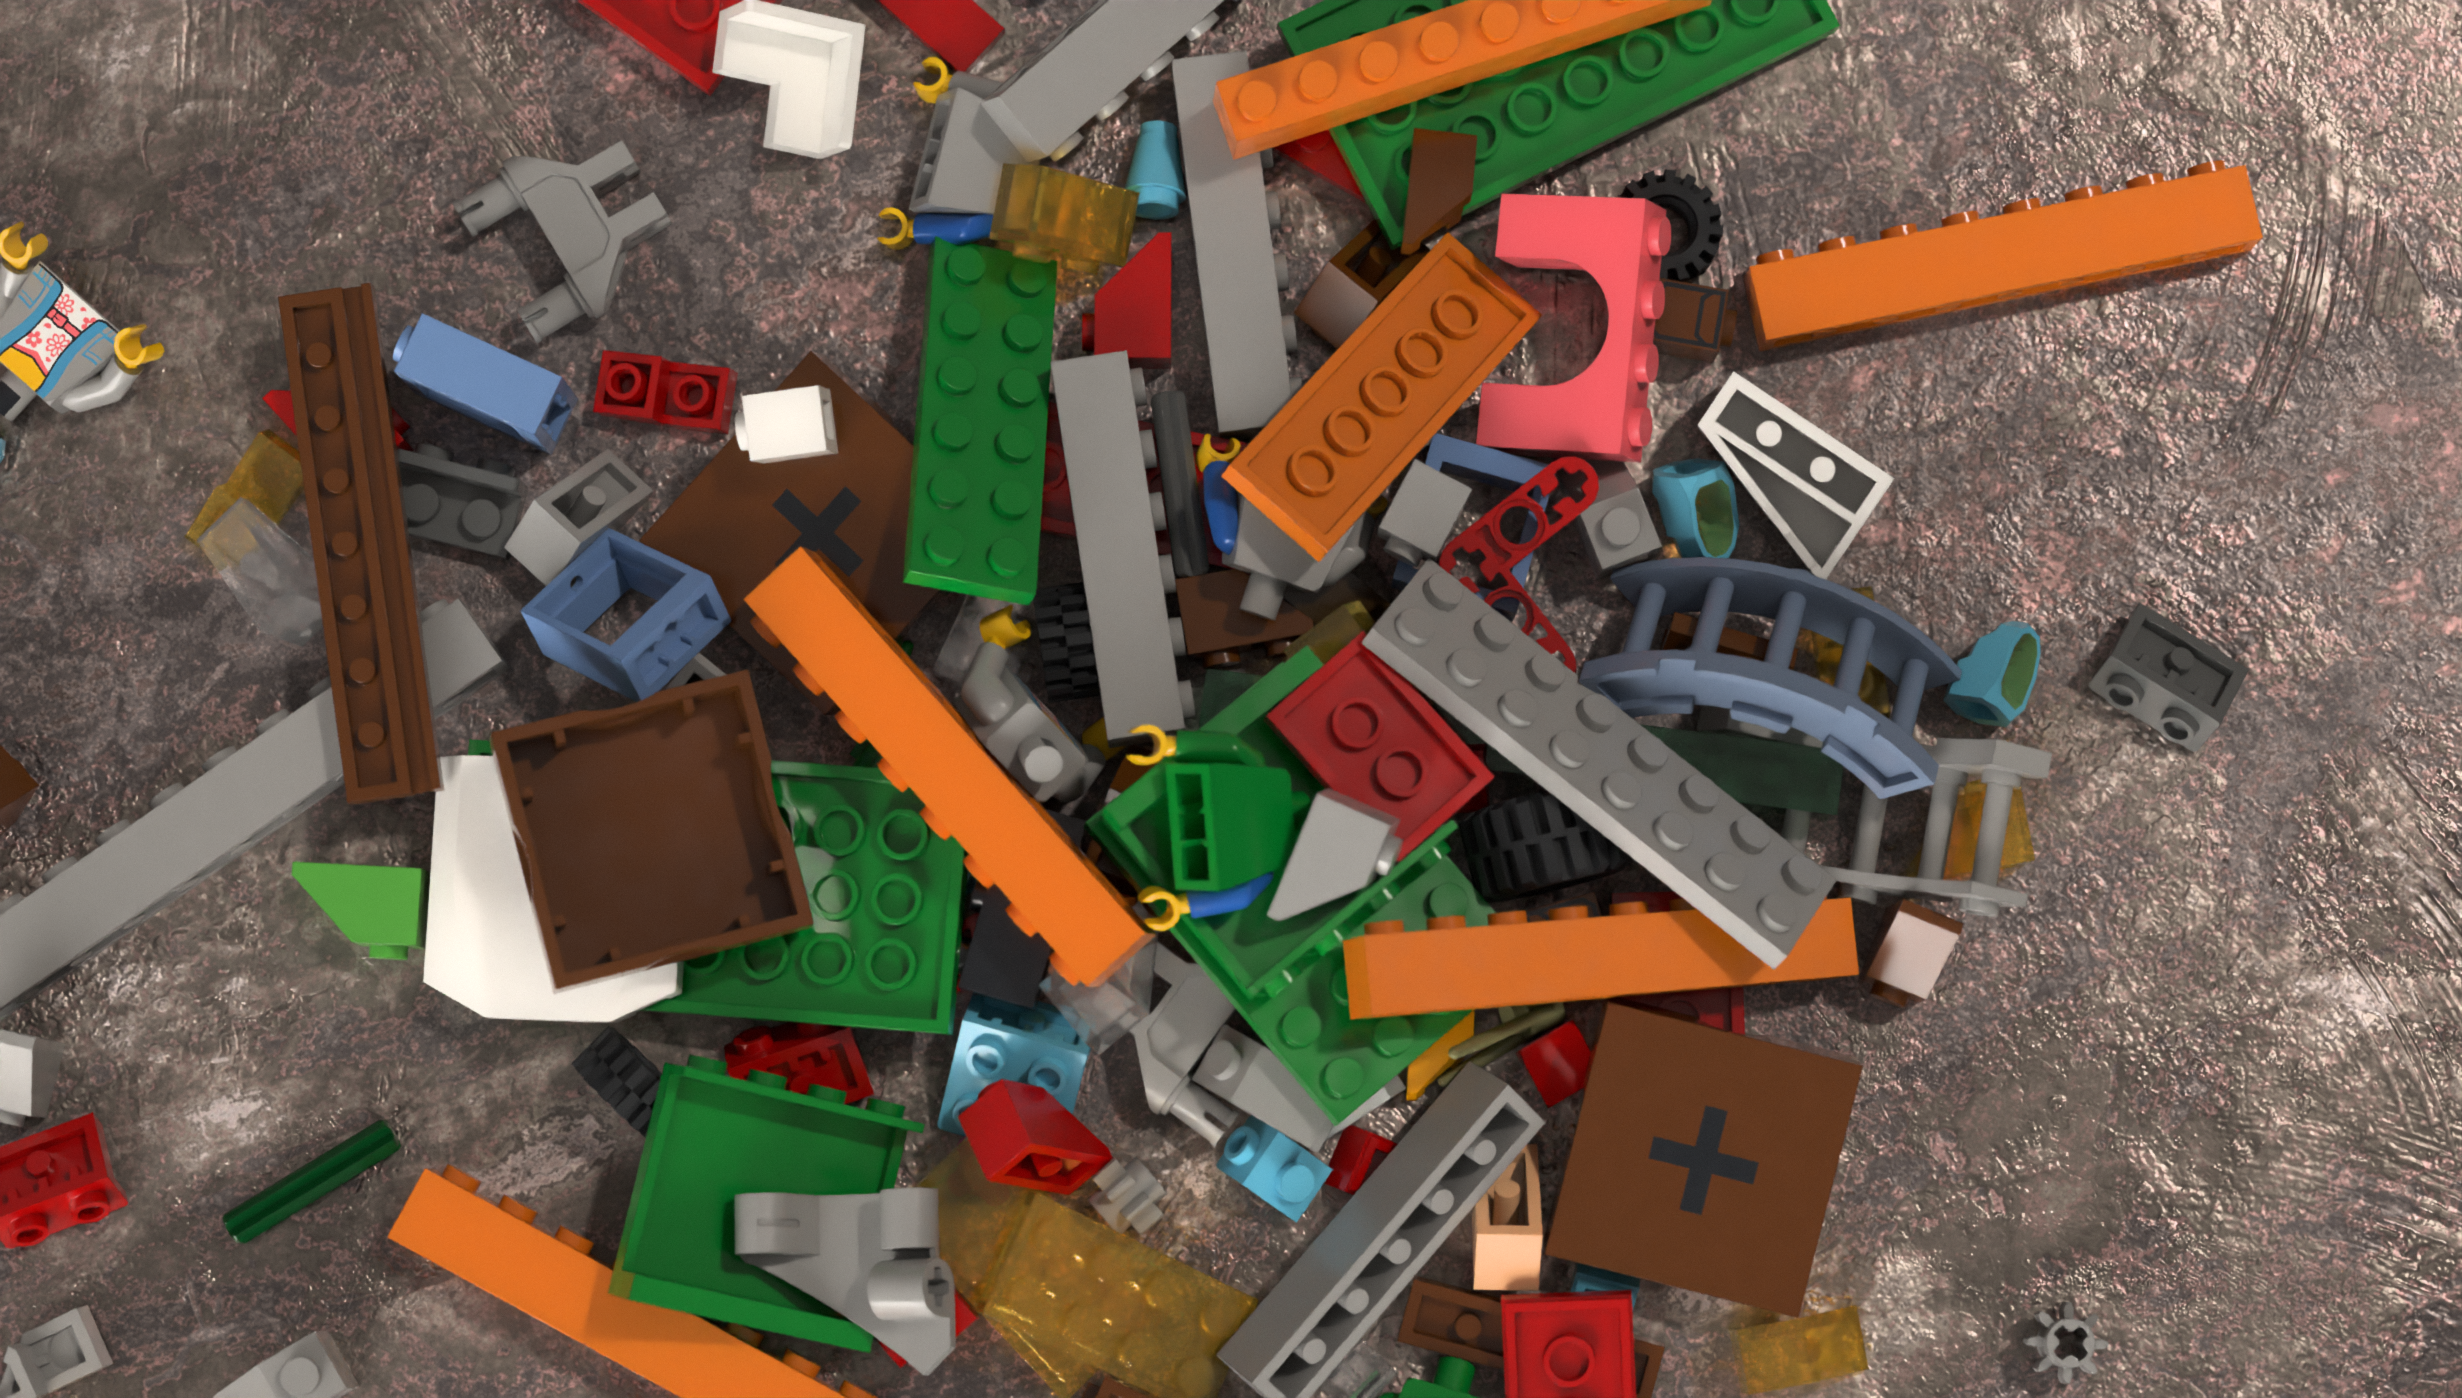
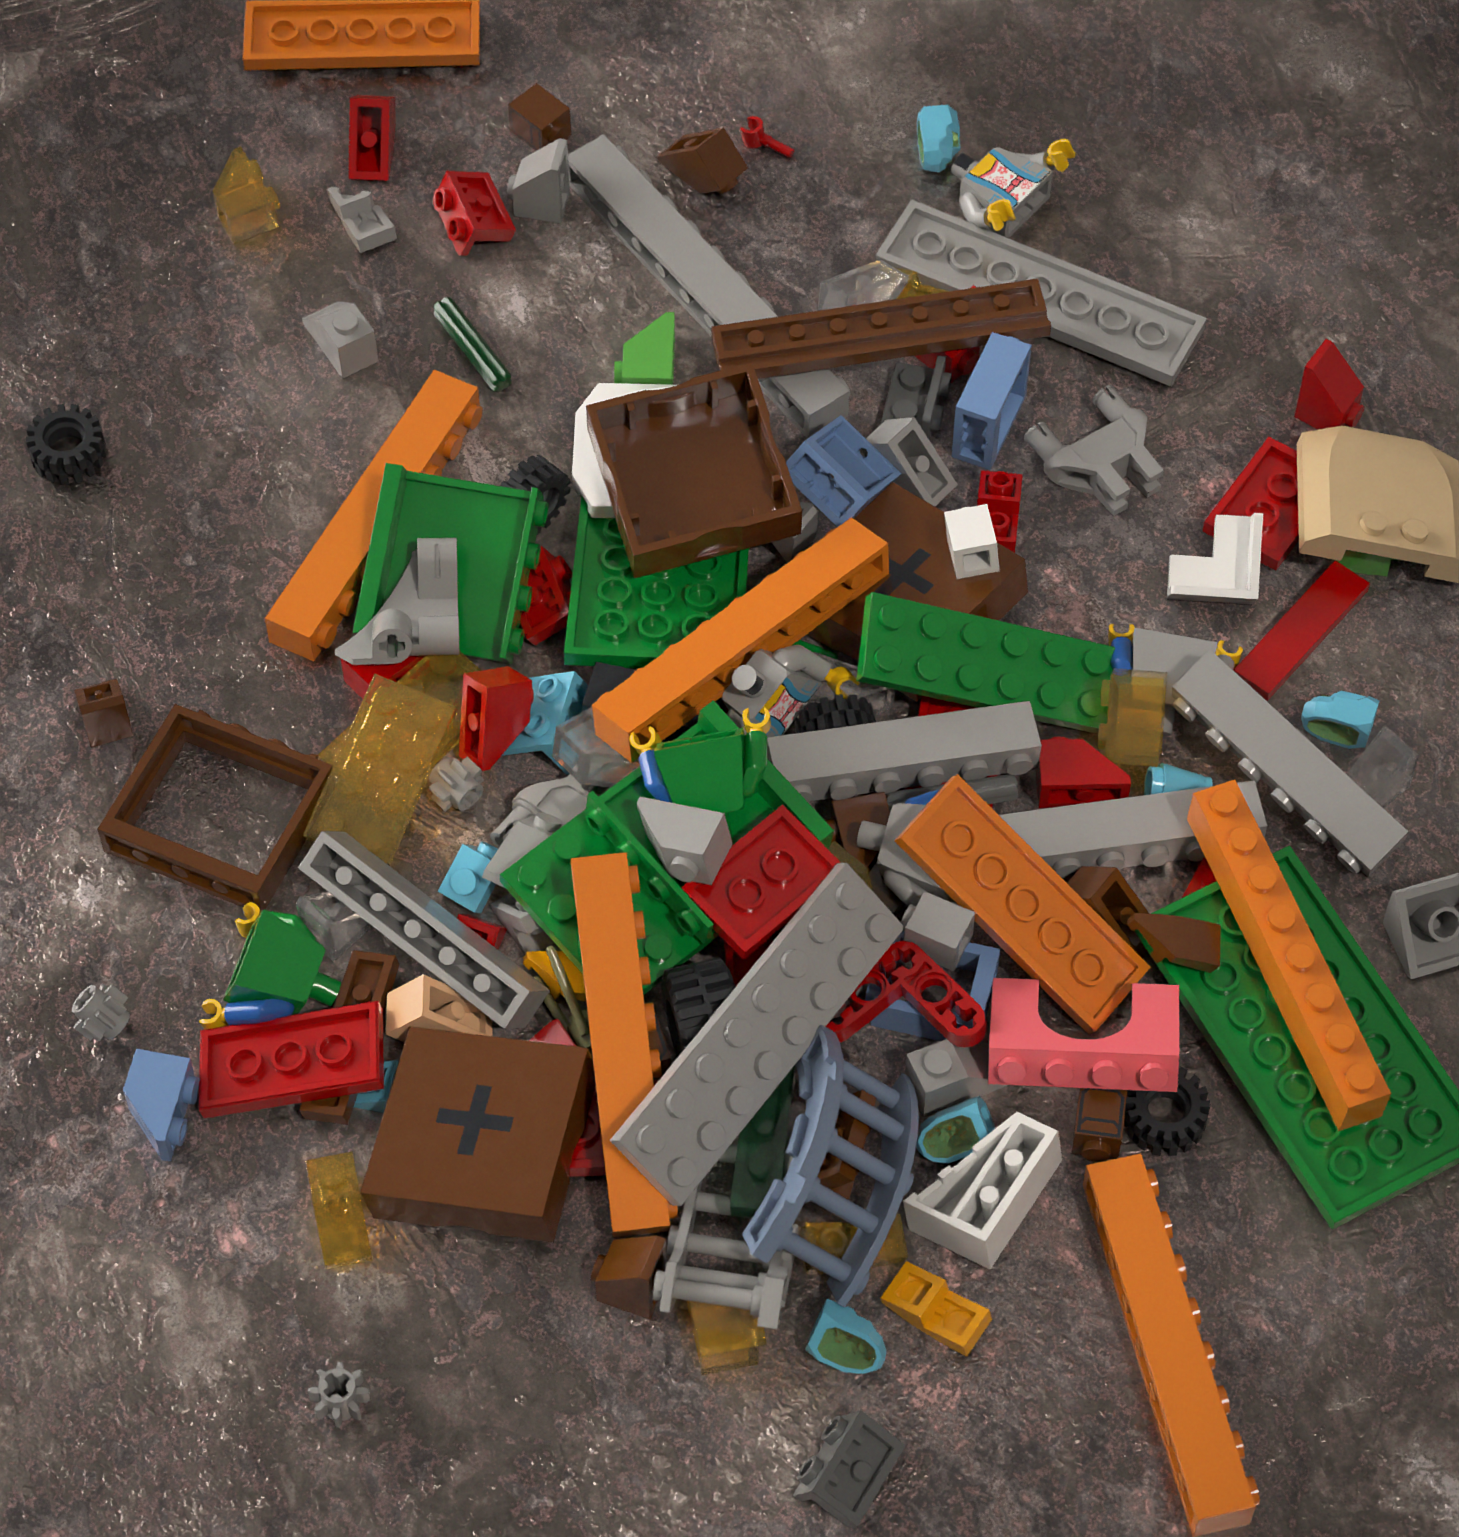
camera: 90 degrees right, 25 degrees down
(225, 341) = (1080, 304): none -> light grey plate
(1943, 554) = (935, 1310): none -> light orange slope

